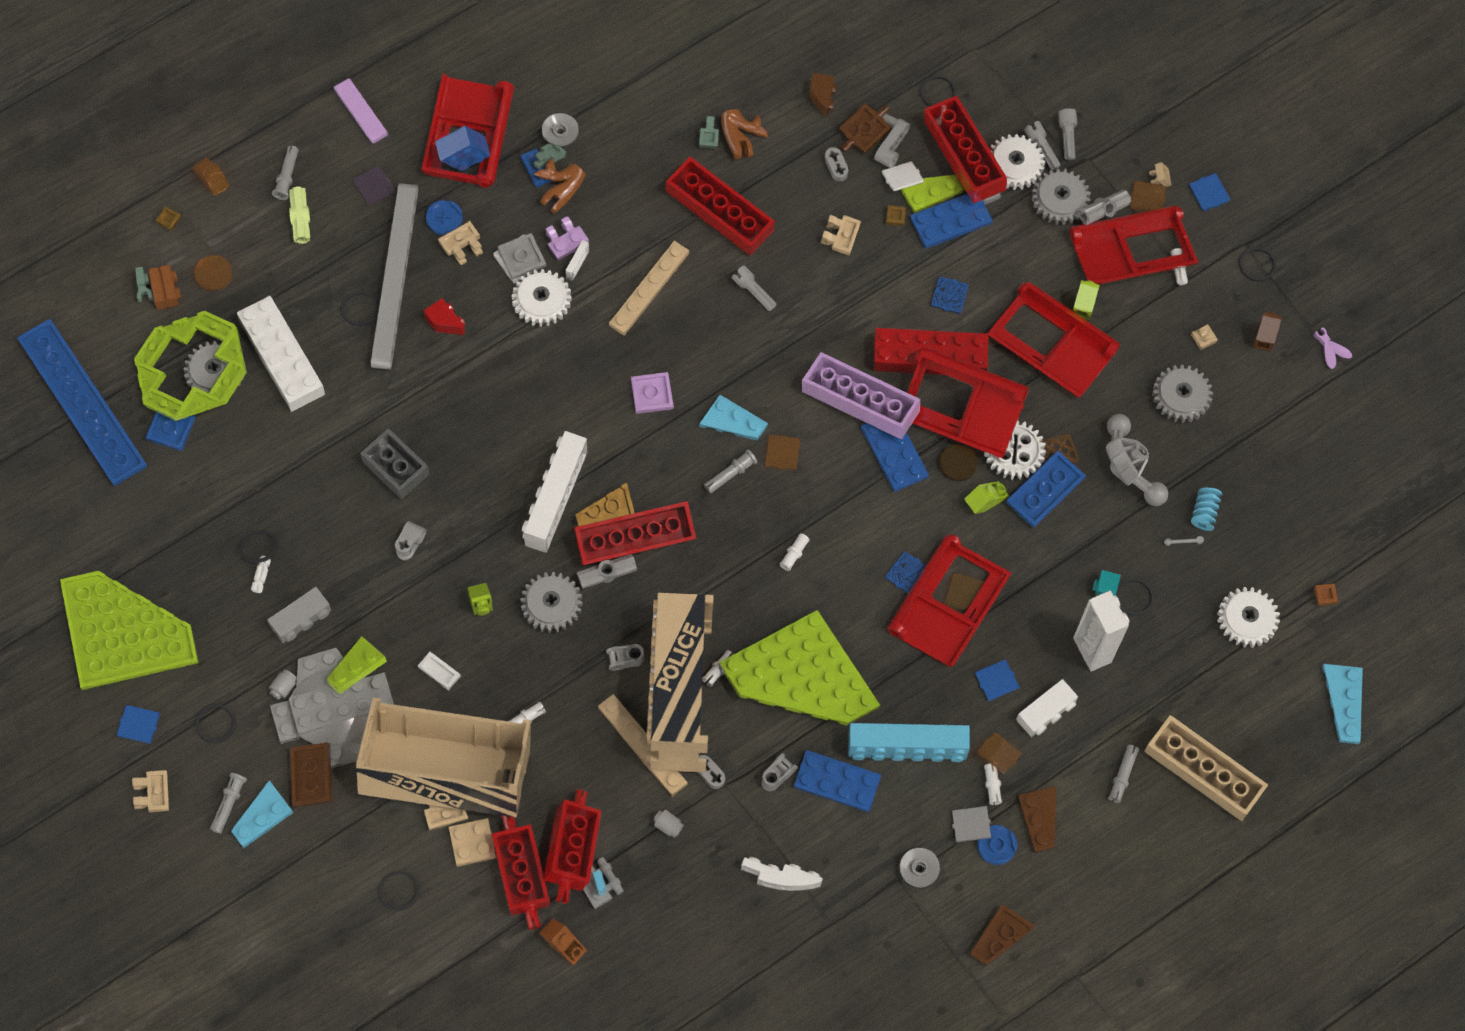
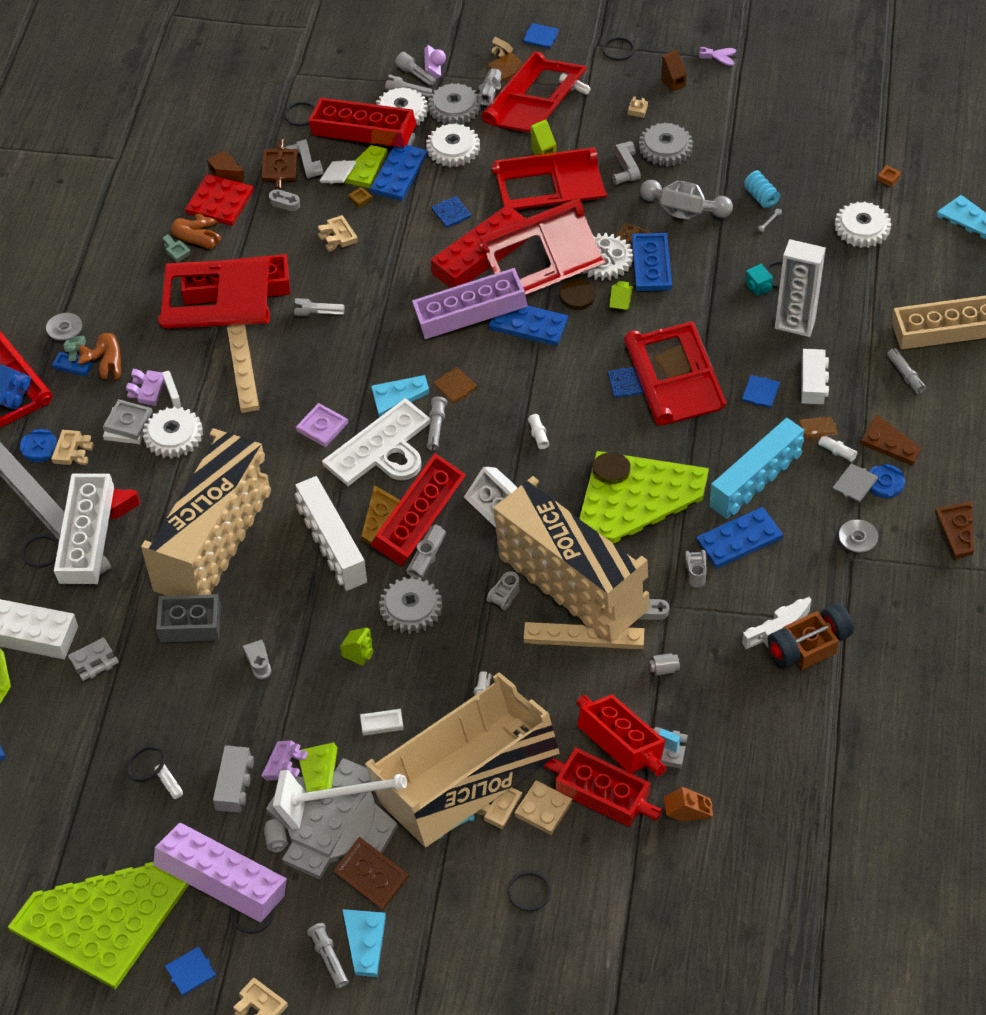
camera: 40 degrees left, 15 degrees down
(219, 675) = (220, 872): none -> lavender brick
(309, 427) = (91, 655): none -> light grey plate
(312, 671) = (291, 797): none -> white tile
(336, 634) = (281, 761): none -> lavender plate
(392, 324) = (84, 529): none -> white brick
(480, 401) = (208, 518): none -> tan piece
(672, 447) = (377, 442): none -> white plate
(704, 223) = (239, 299): none -> red piece
(705, 573) = (489, 490): none -> white slope
(784, 908) = (811, 637): none -> brick
(790, 117) = (220, 199): none -> red plate
(805, 636) = (611, 468): none -> dark brown tile
(1016, 235) = (453, 145): none -> white gear
(1091, 138) = (433, 61): none -> lavender tile
(1142, 368) = (624, 155): none -> light grey beam

